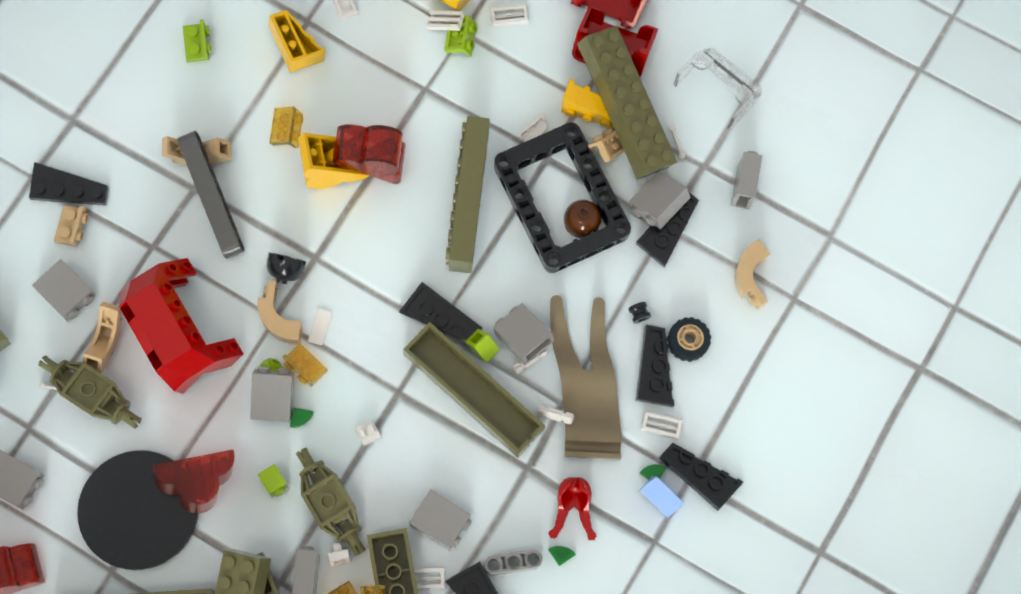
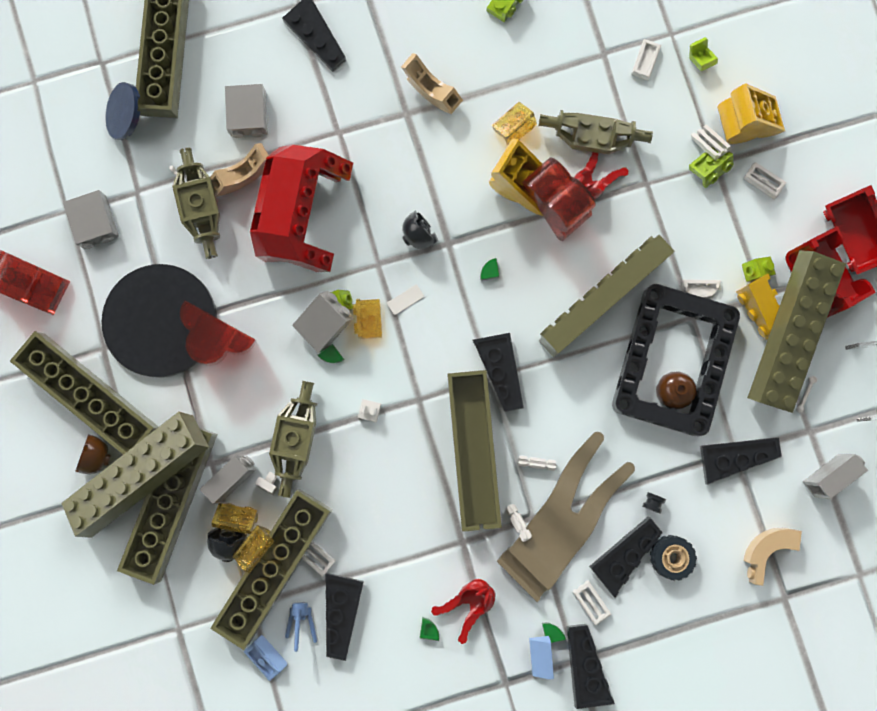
camera: 50 degrees right, 10 degrees up
(71, 225) = (294, 65): tan bracket -> none
(210, 194) = (411, 128): dark grey beam -> none
(273, 481) = (269, 386): lime brick -> none
(282, 329) = (373, 264): tan arch -> none
(294, 43) = (578, 63): yellow wedge -> none
(352, 83) = (595, 132): none -> olive plate
(365, 250) = (490, 270): none -> green tile
(392, 119) = (597, 187): none -> red hair
(440, 520) = (363, 525): light grey brick -> none
(482, 345) = (510, 422): lime brick -> none
(521, 556) = (392, 614): light grey beam -> none
(523, 333) = (549, 440): light grey brick -> none
(560, 80) = (758, 267): none -> lime bracket
(608, 144) = (750, 351): tan bracket -> none
(659, 199) = (750, 430): light grey brick -> none

